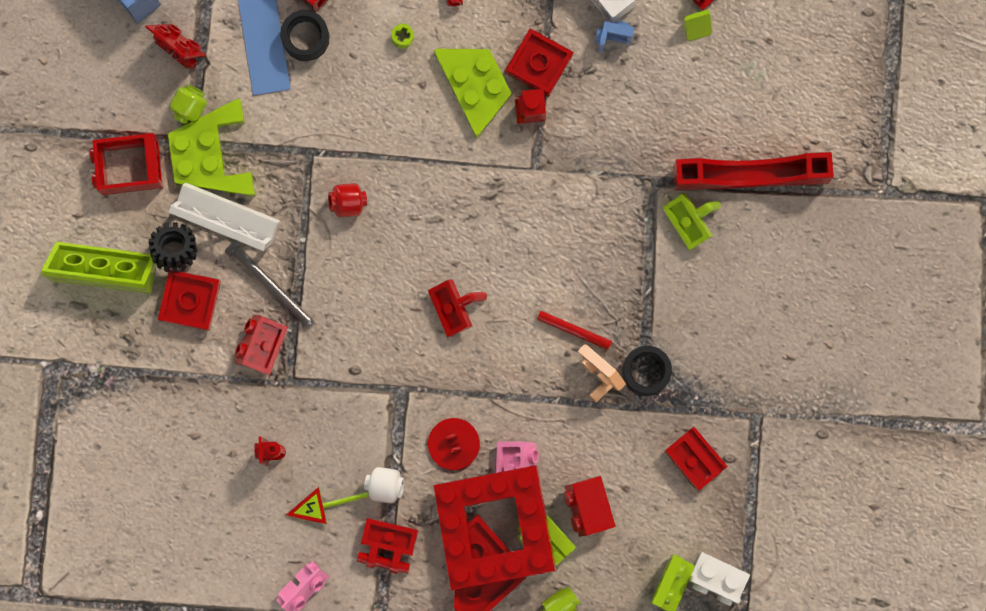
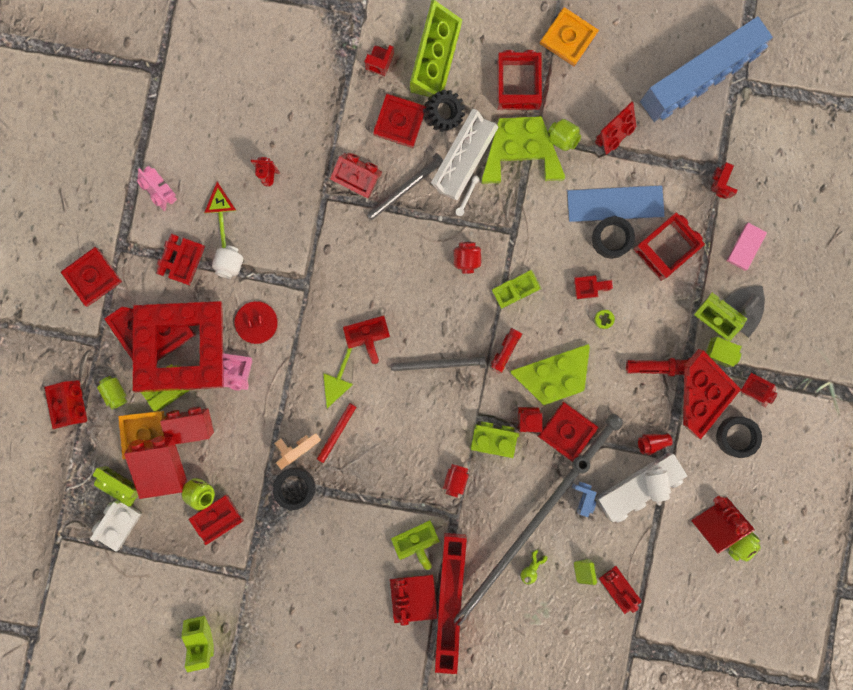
camera: 95 degrees right, 5 degrees up
(67, 112) = (569, 36): none -> light orange plate
(115, 333) = (379, 60): none -> red panel
(292, 216) = (460, 211): none -> white hinge
(366, 57) = (588, 287): none -> red plate
(378, 139) = (516, 289): none -> lime slope
(445, 139) = (509, 343): none -> red plate
(468, 172) = (442, 363): none -> flat silver bar
(519, 339) = (334, 386): none -> lime piece
(522, 12) = (614, 423): none -> dark grey bar
(560, 146) = (494, 440): none -> lime bracket
(606, 561) = (139, 426): none -> light orange plate
(612, 183) = (455, 480): none -> red brick
(642, 534) = (155, 467): none -> red brick
(668, 482) = (198, 494): none -> lime head
(707, 87) = (530, 571): none -> lime arm
(756, 216) = (413, 599): none -> red hinge
(843, 459) = (198, 642): none -> lime brick

